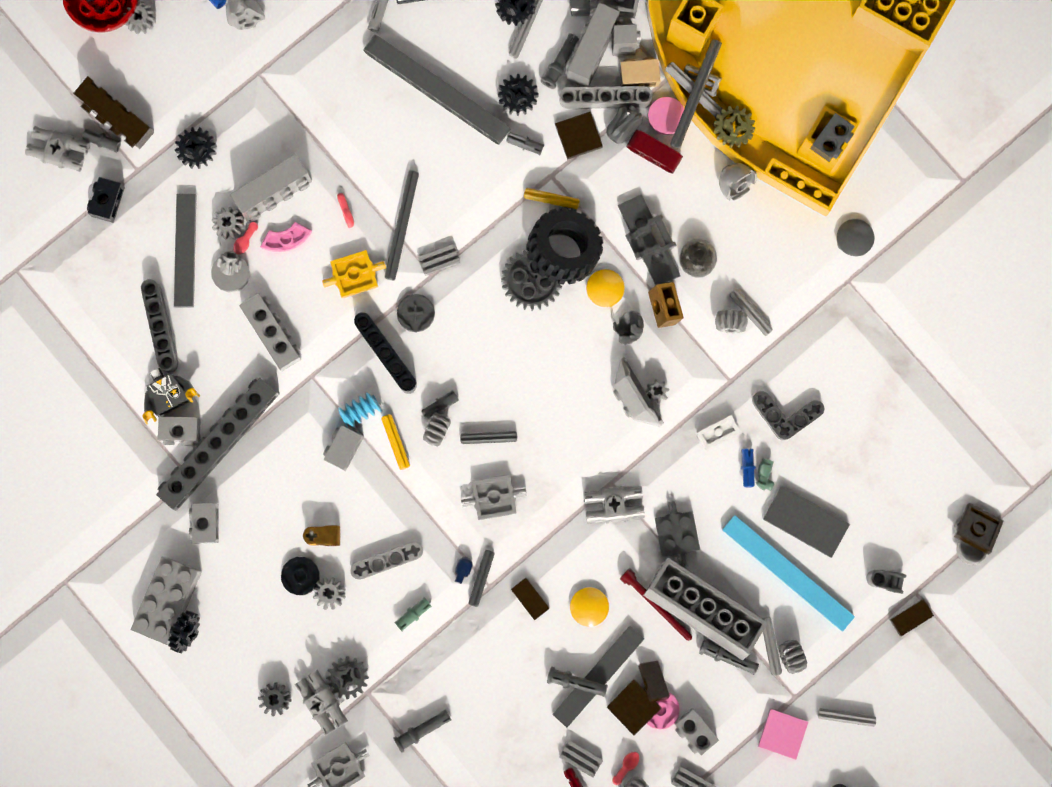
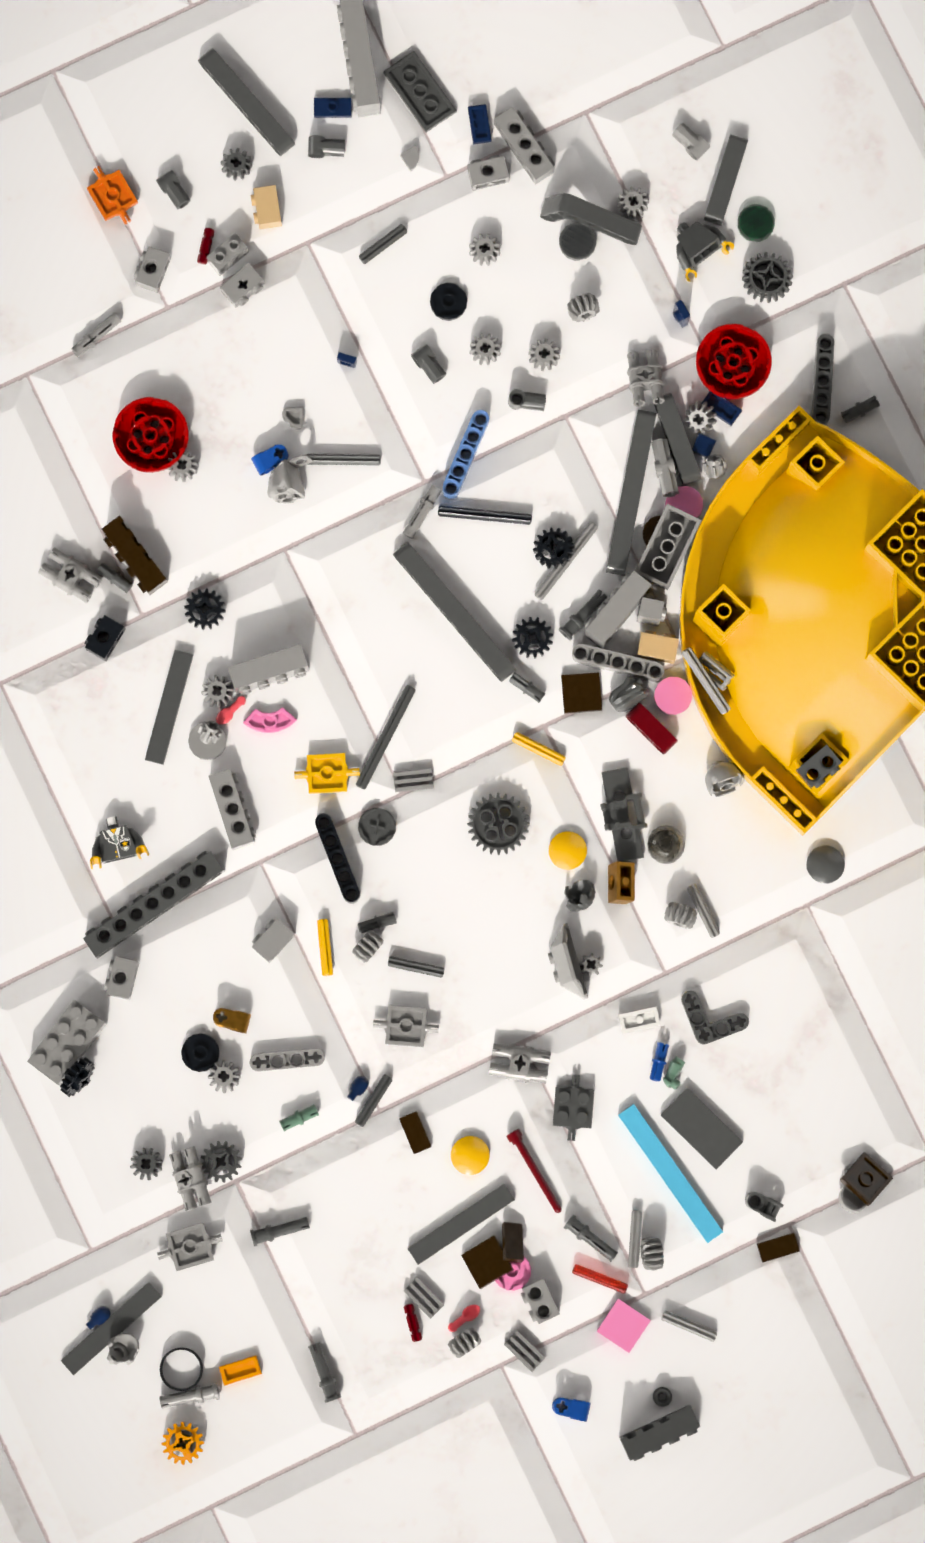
camera: 15 degrees right, 0 degrees up
(155, 317) = (129, 784): dark grey beam -> none
(167, 428) = (111, 873): light grey brick -> none
(345, 209) = (335, 708): coral piece -> none
(359, 410) = (298, 907): medium azure piece -> none
(567, 680) = (431, 1219): dark grey pin -> none
(576, 227) = (554, 784): black tyre -> none
(695, 94) = (704, 685): dark grey axle -> none
(705, 609) = (580, 1186): light grey brick -> none
(727, 126) = (727, 722): olive gear -> none
(749, 694) = (600, 1278): none -> clear red axle

